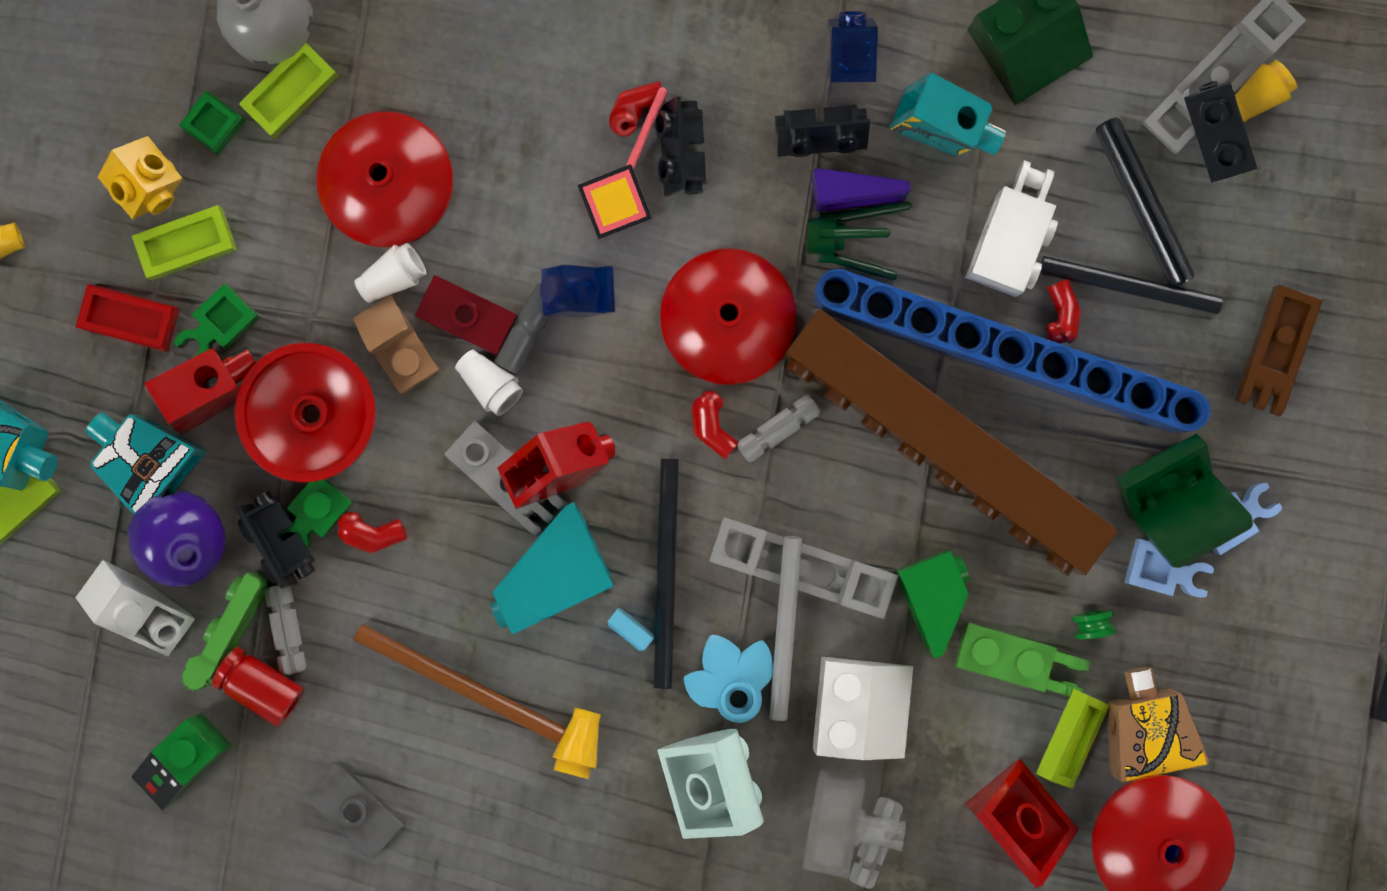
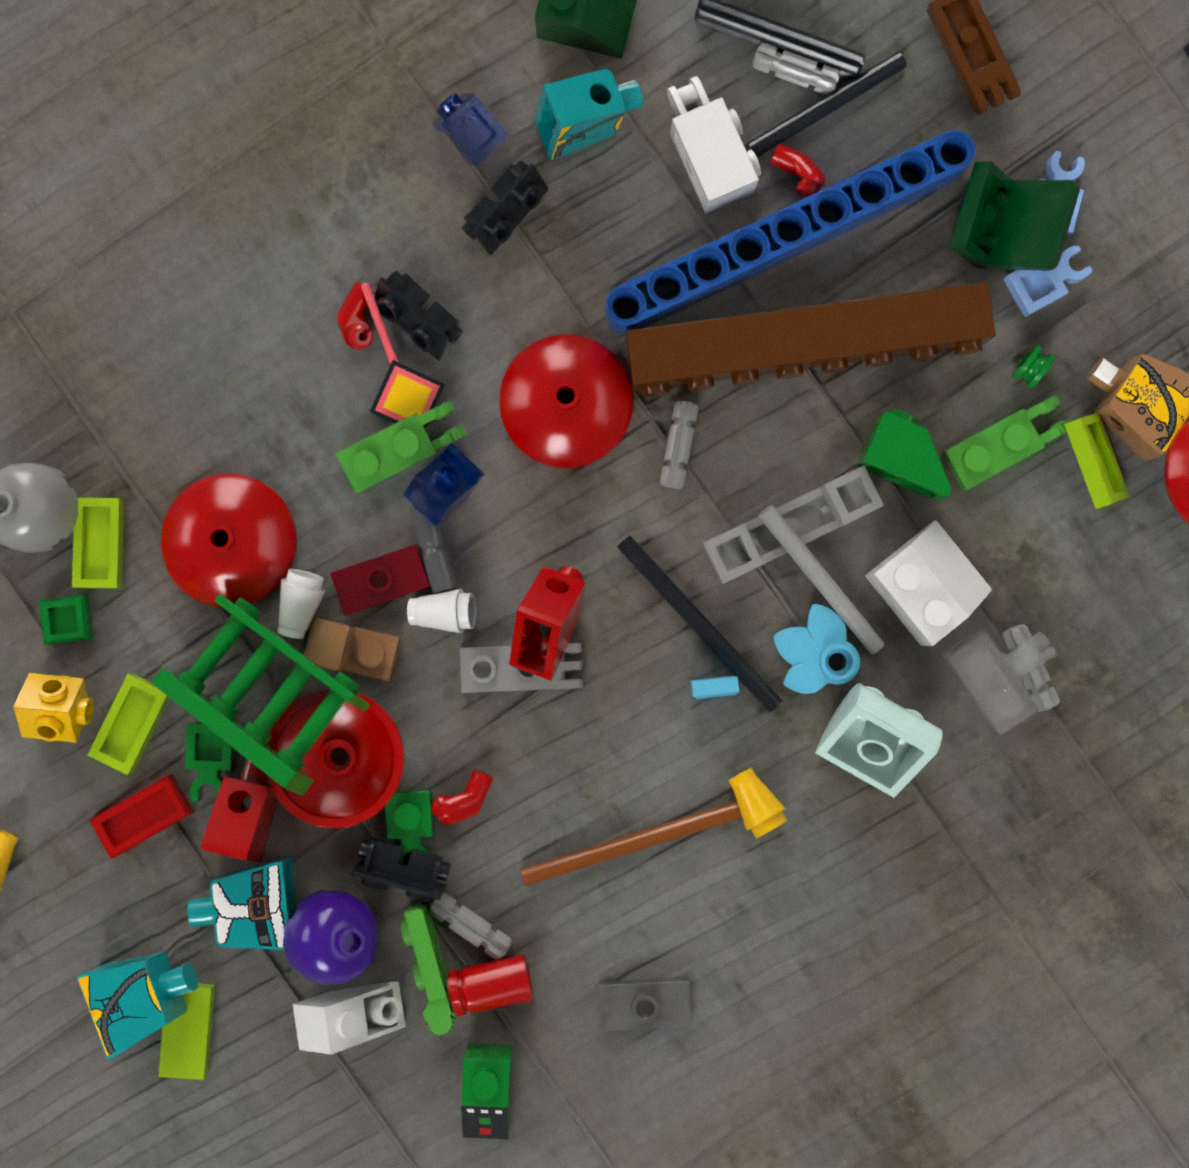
camera: 40 degrees left, 0 degrees up
(260, 340) = (253, 737): none -> green fence
(552, 574) = (622, 702): teal slope -> none
(570, 230) = (395, 448): none -> bright green hinge
(707, 424) = (626, 490): red arm -> none
(828, 235) = (581, 275): dark green plant -> none
(848, 190) = (564, 229): dark purple slope -> none
(1024, 821) = (1119, 552): red slope -> none
(1134, 236) = (795, 68): none -> light grey axle

